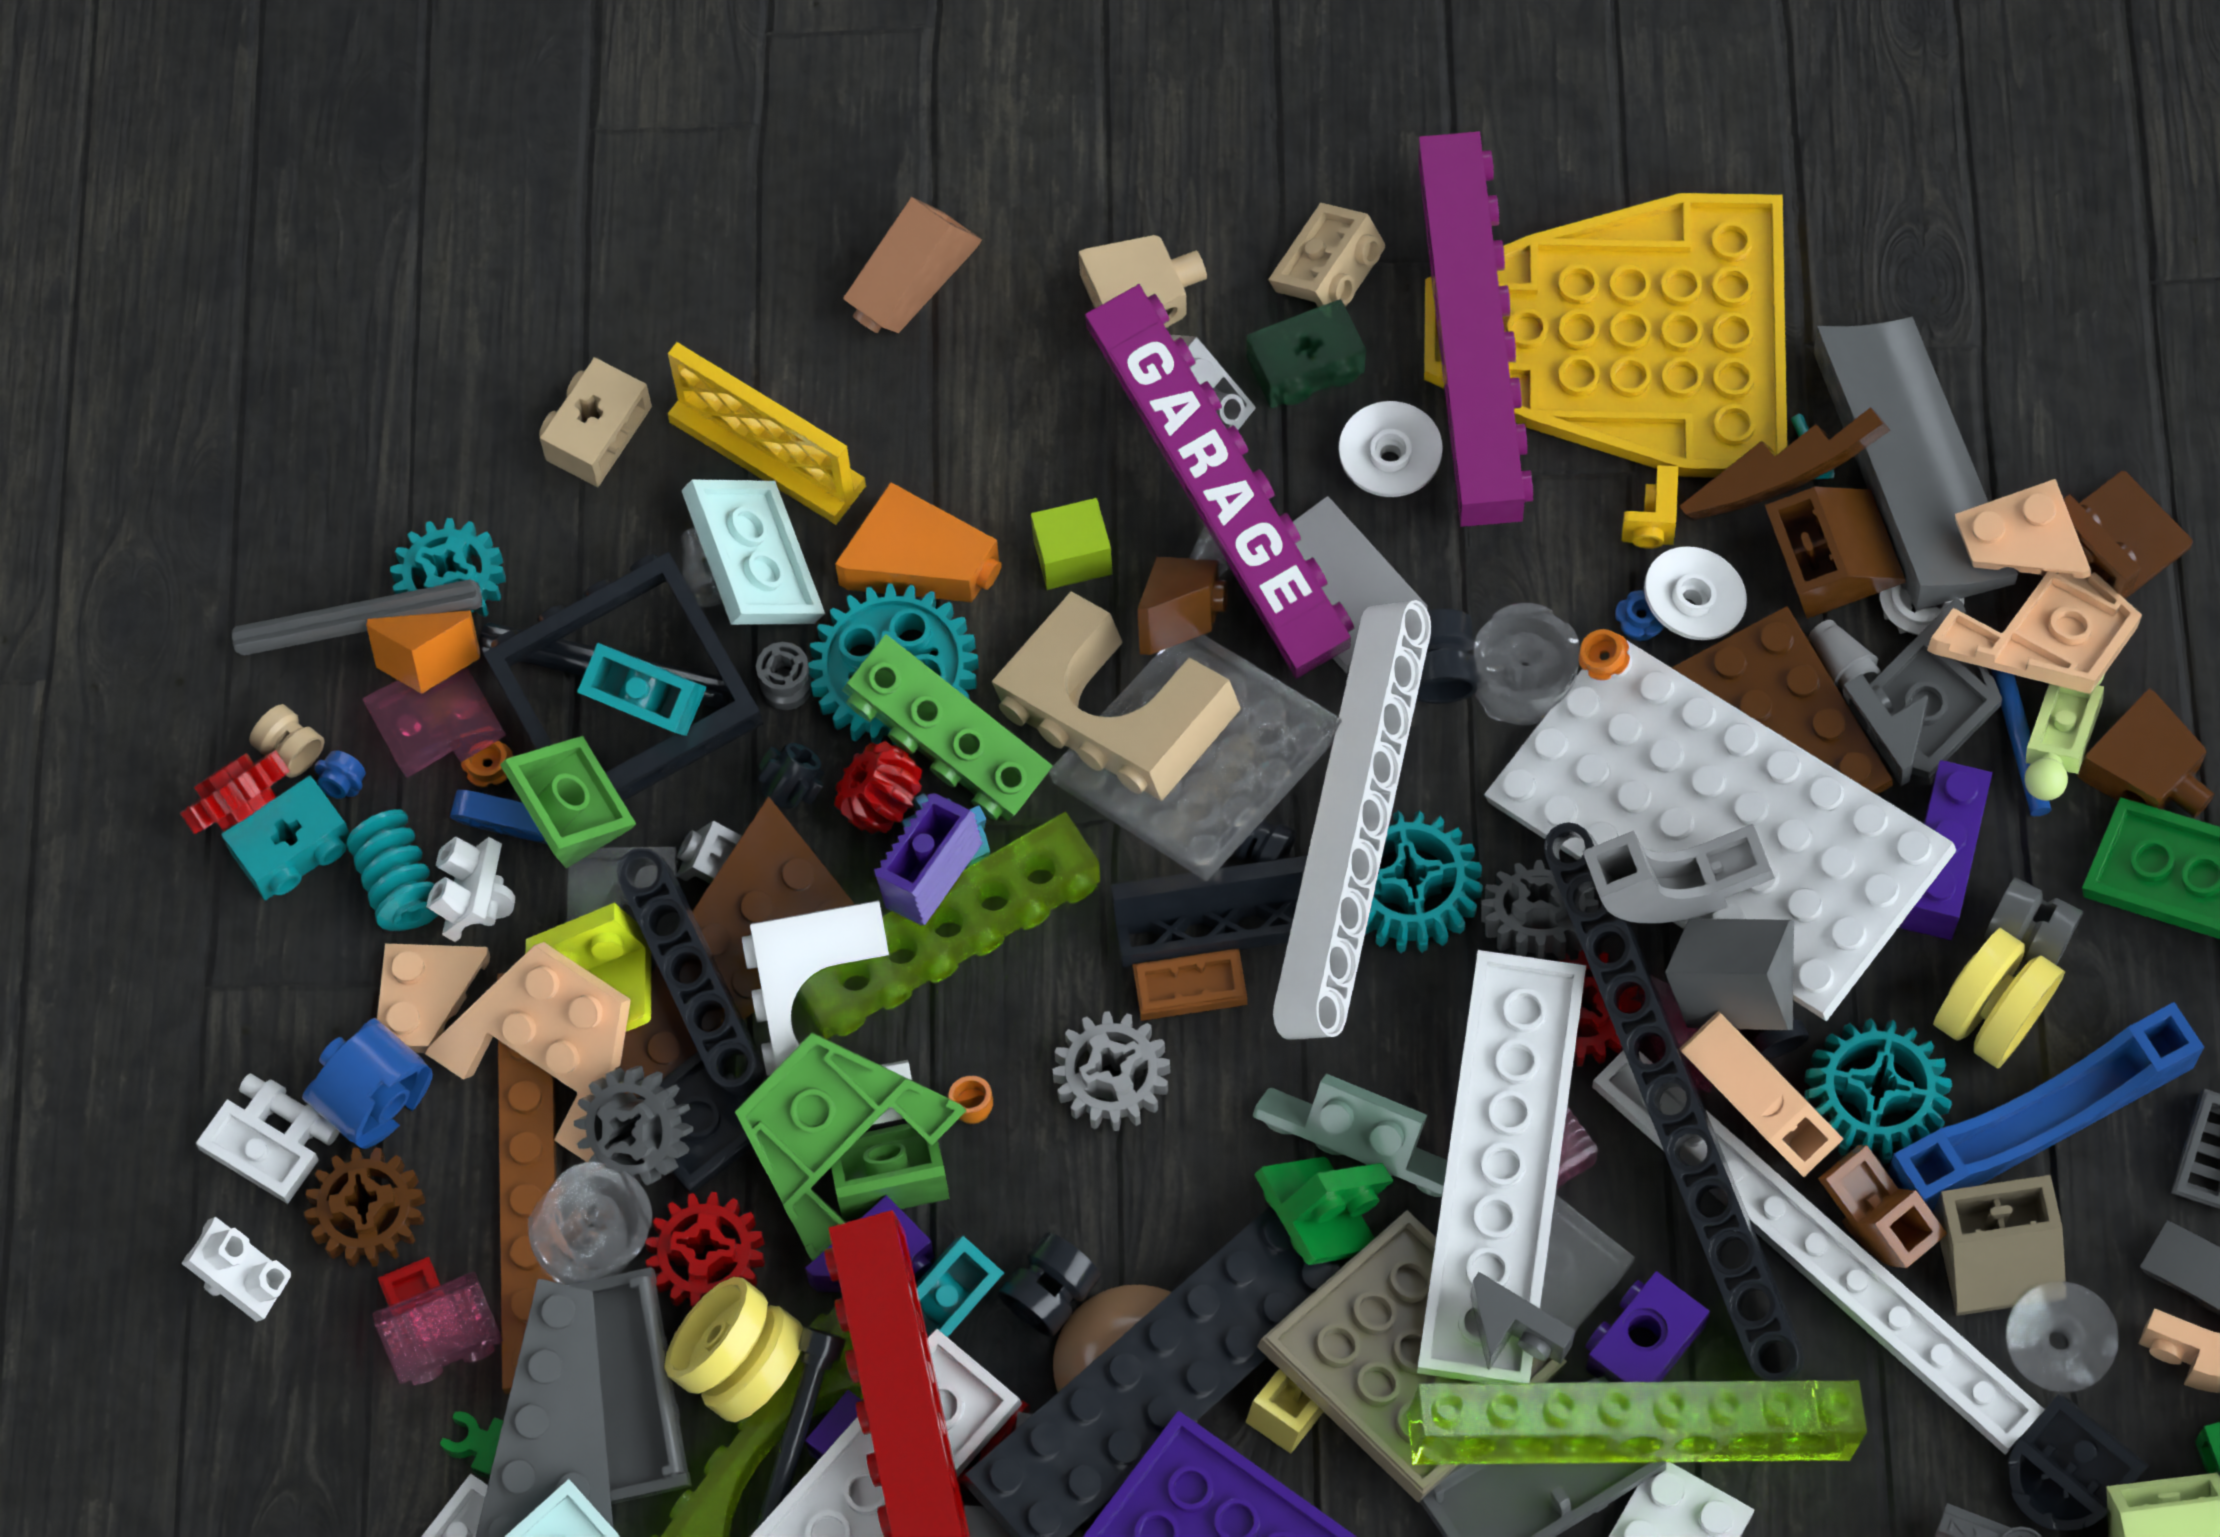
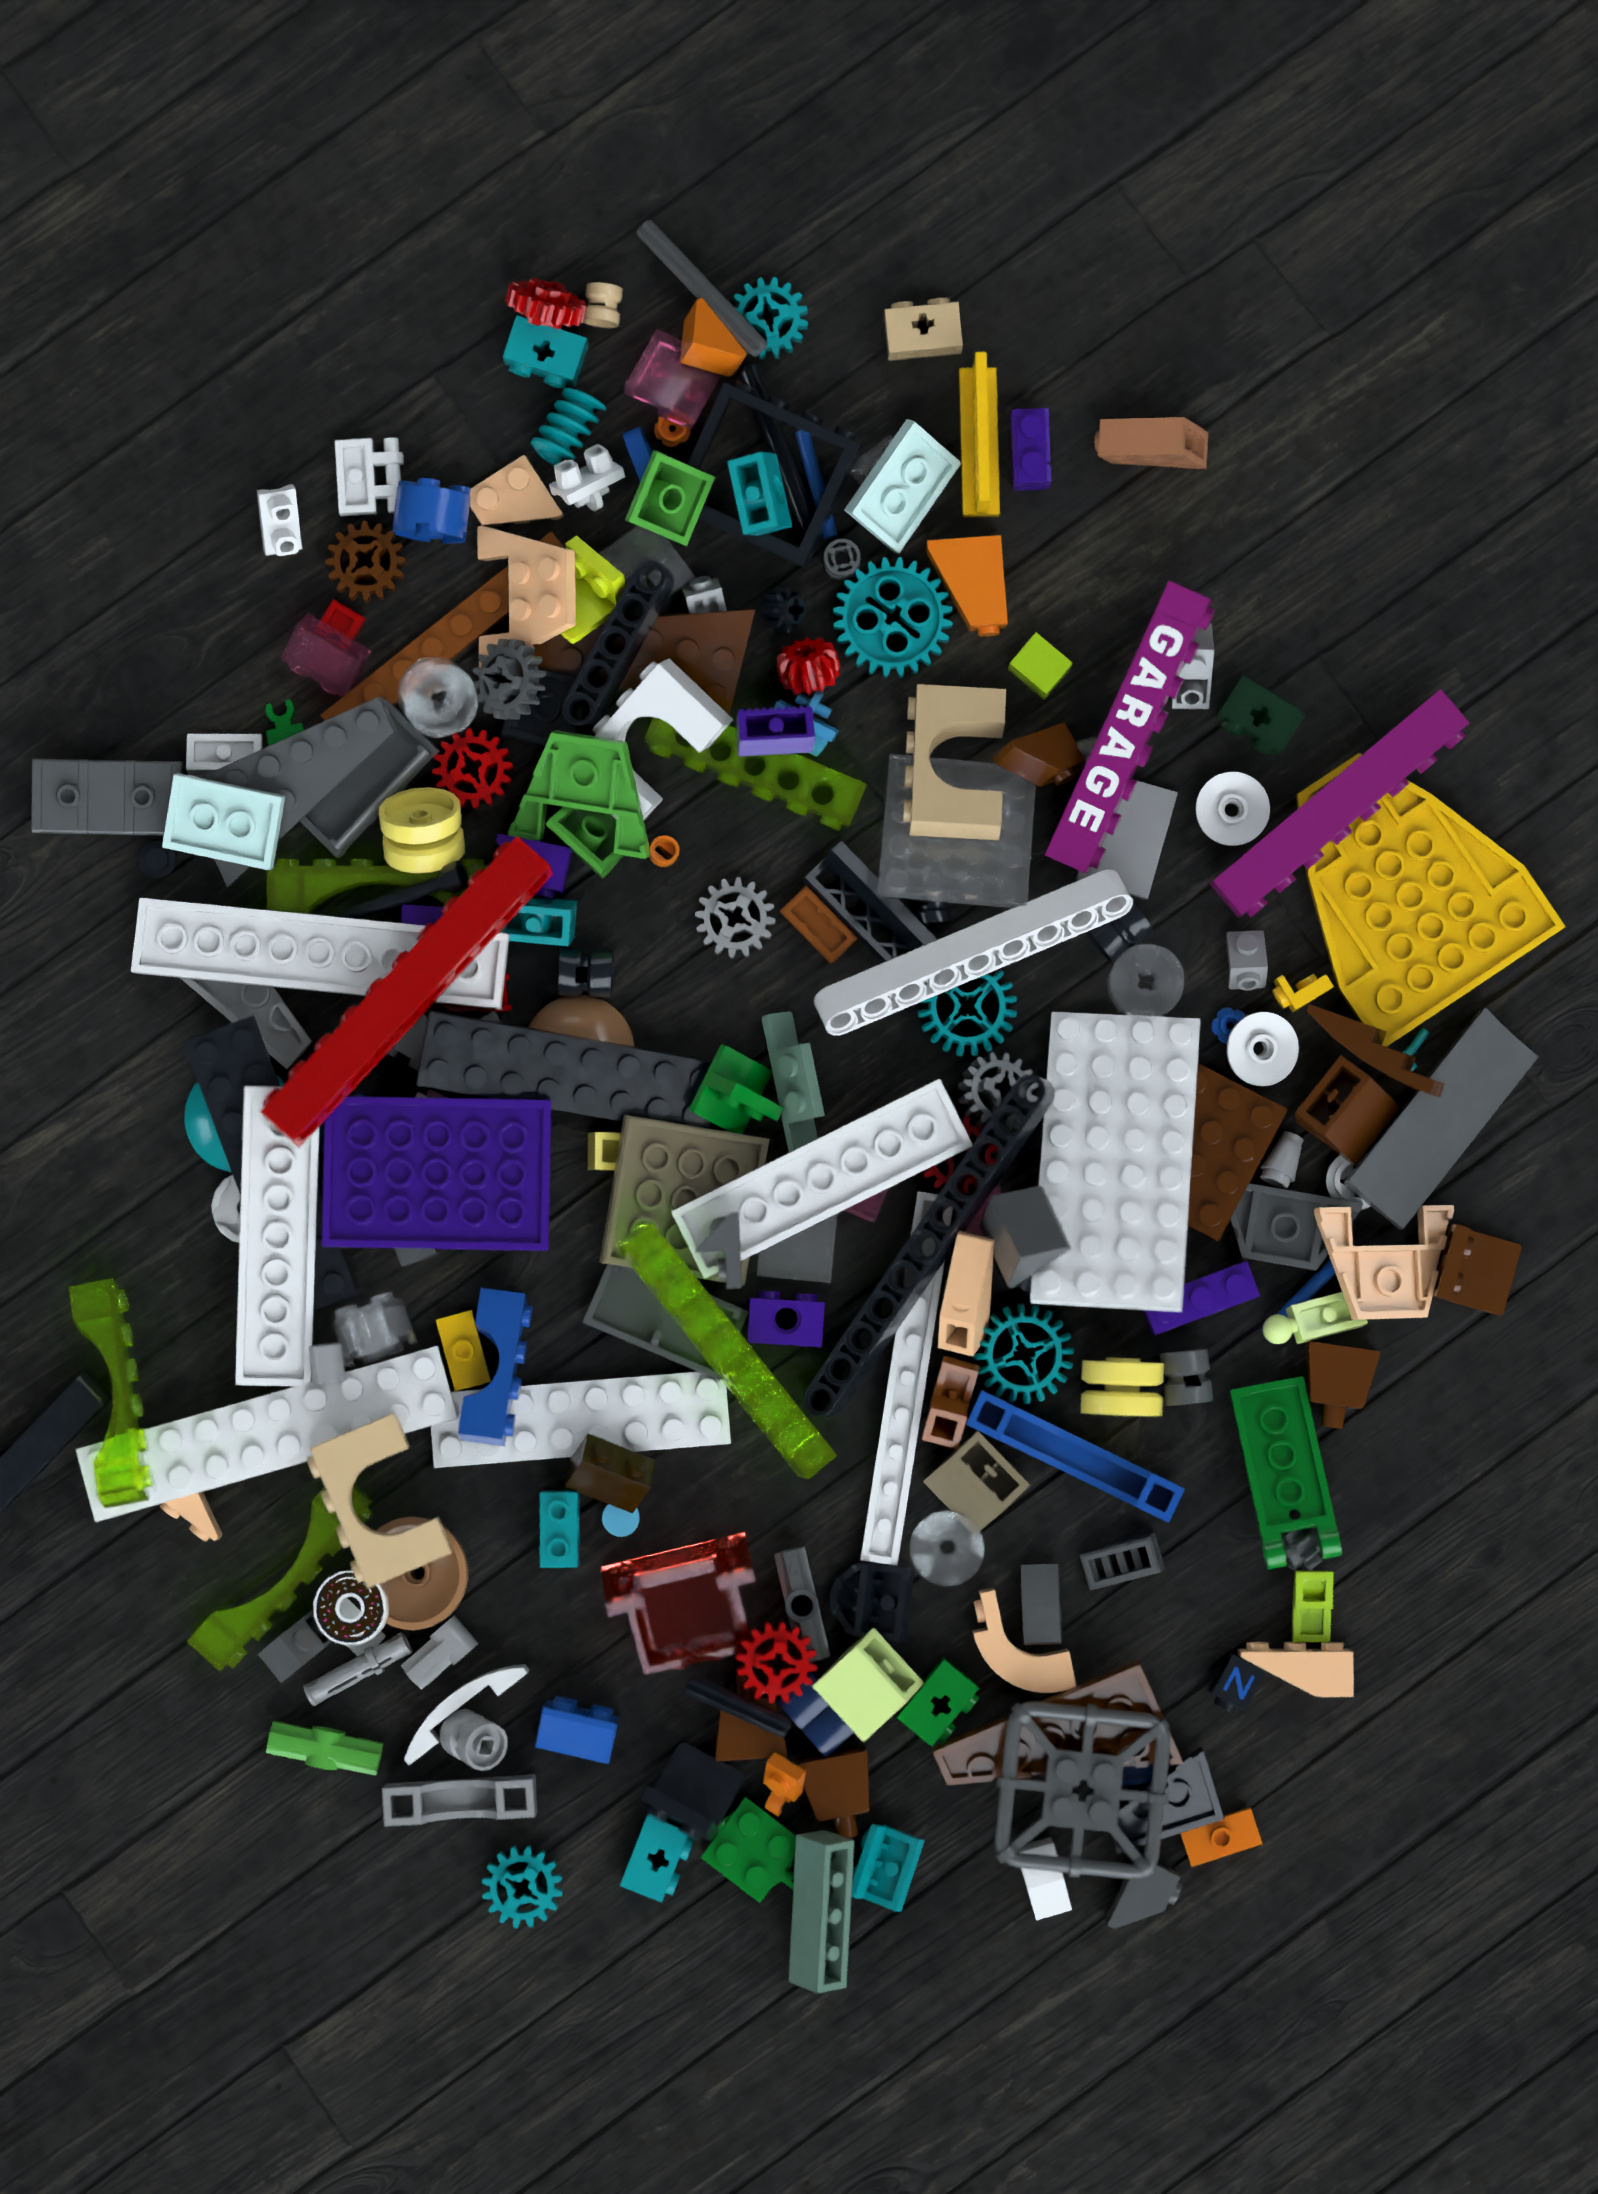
camera: 50 degrees right, 20 degrees up
(340, 775) = (604, 351): blue plate -> none
(665, 648) = (814, 477): none -> blue bar
(819, 393) = (1030, 449): none -> dark purple brick
(946, 729) = (868, 680): bright green brick -> none
(1143, 261) = (1237, 585): tan torso -> none
(1329, 256) = (1334, 685): tan bracket -> none
(1579, 546) = (1246, 960): none -> light grey bracket
(1602, 642) = (1173, 1017): orange plate -> none
(1676, 884) = (1046, 1163): light grey arch -> none
(1891, 736) = (1244, 1227): dark grey slope -> none
(2025, 533) = (1425, 1219): light nougat wing -> none

